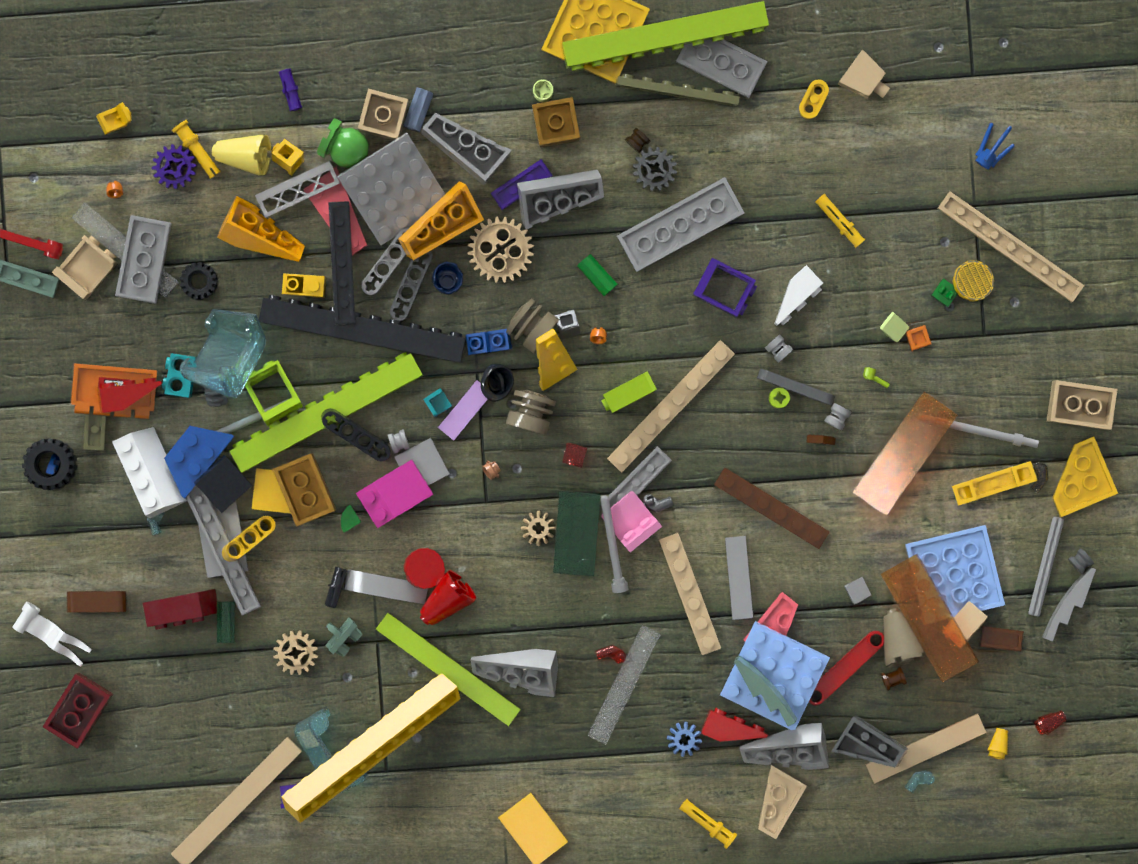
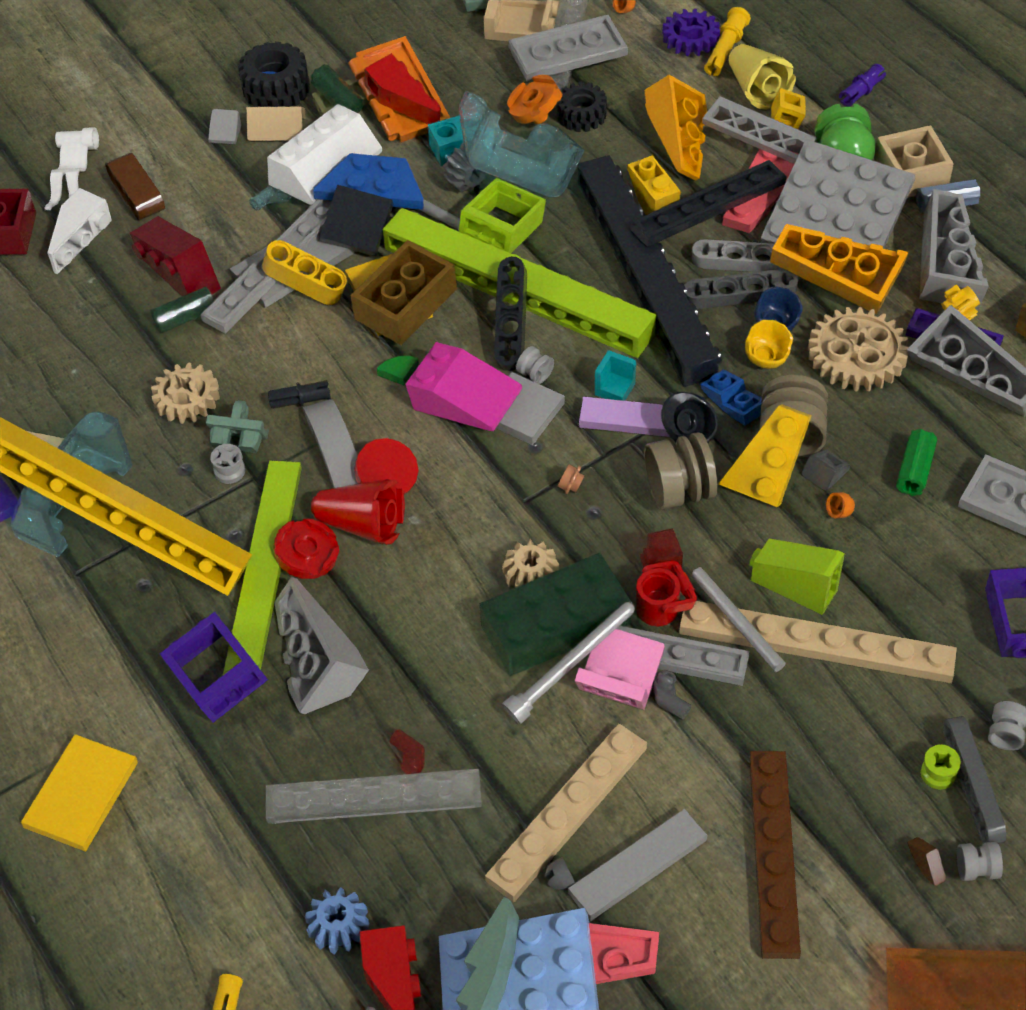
camera: 65 degrees right, 35 degrees down
(73, 518) = (224, 126): none -> light grey slope
(88, 483) = (274, 123): none -> tan panel
(96, 434) = (335, 89): none -> clear green axle
(110, 652) = (77, 225): none -> white slope
(190, 310) = (535, 100): none -> orange plate
(365, 653) = (227, 455): none -> light grey wheel
(450, 640) = (306, 548): none -> red tile
(468, 300) = (768, 344): none -> yellow hair
(503, 711) = (218, 697): none -> dark purple window
(510, 172) = (963, 300): none -> yellow gear
(599, 472) = (659, 593): none -> red piece
(647, 442) = (738, 619): none -> light grey bar
(723, 617) = (559, 875): none -> dark grey hinge

